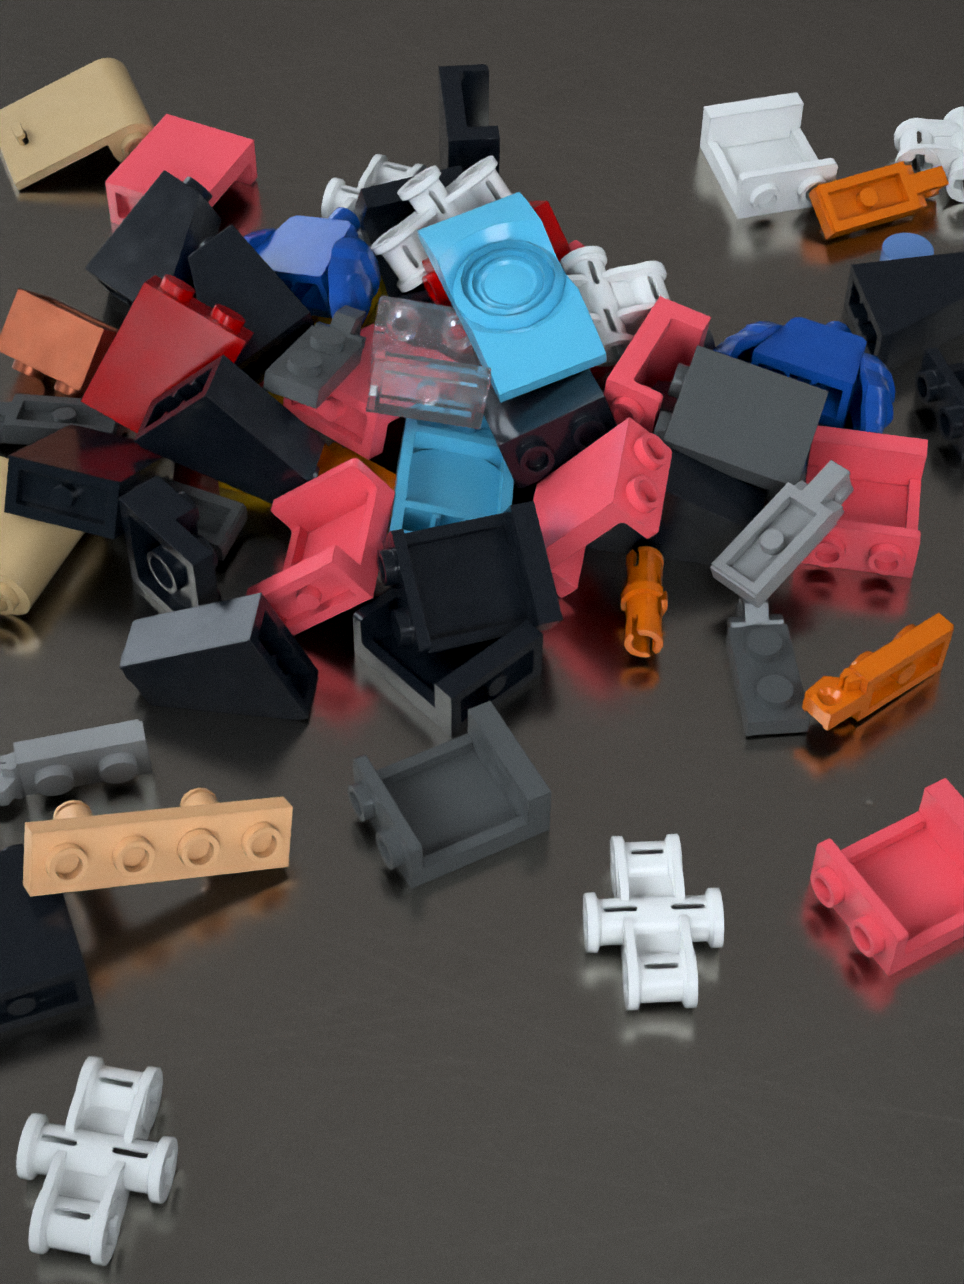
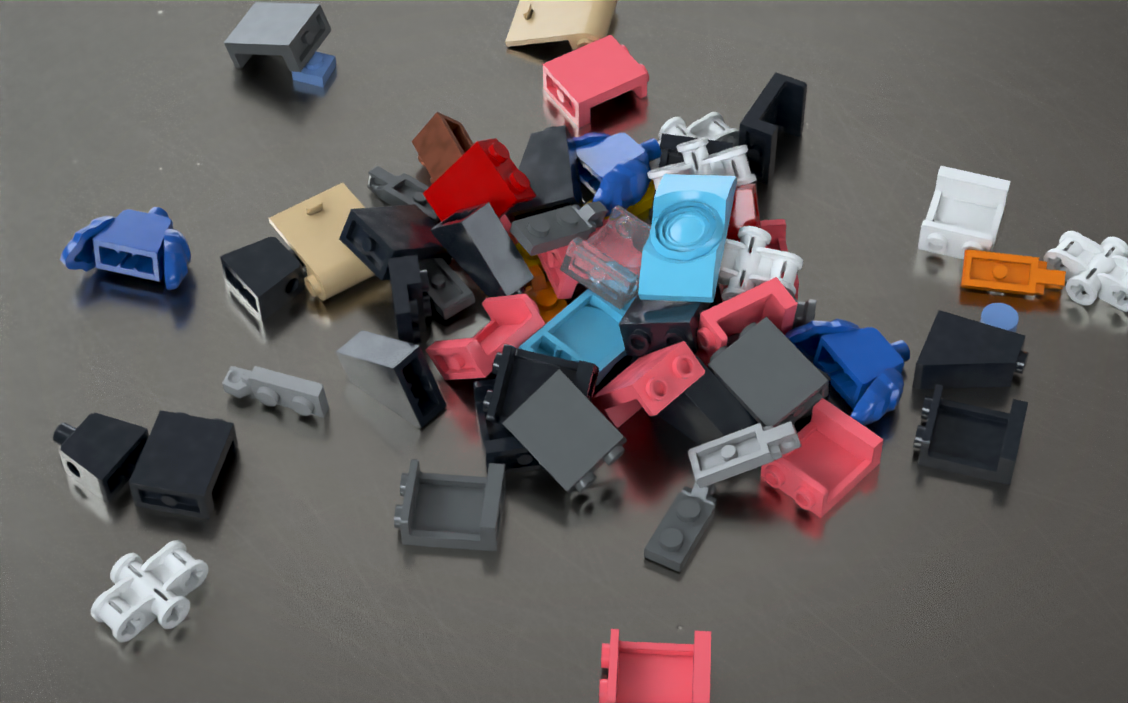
camera: 35 degrees right, 0 degrees up
(154, 845) = (281, 453): light nougat plate -> none
(156, 238) = (547, 106): black slope -> none
(544, 615) = (566, 433): none -> dark grey panel
(644, 602) = (646, 453): orange pin -> none
(653, 922) = (500, 623): white axle -> none
(881, 675) = (739, 560): orange hinge -> none

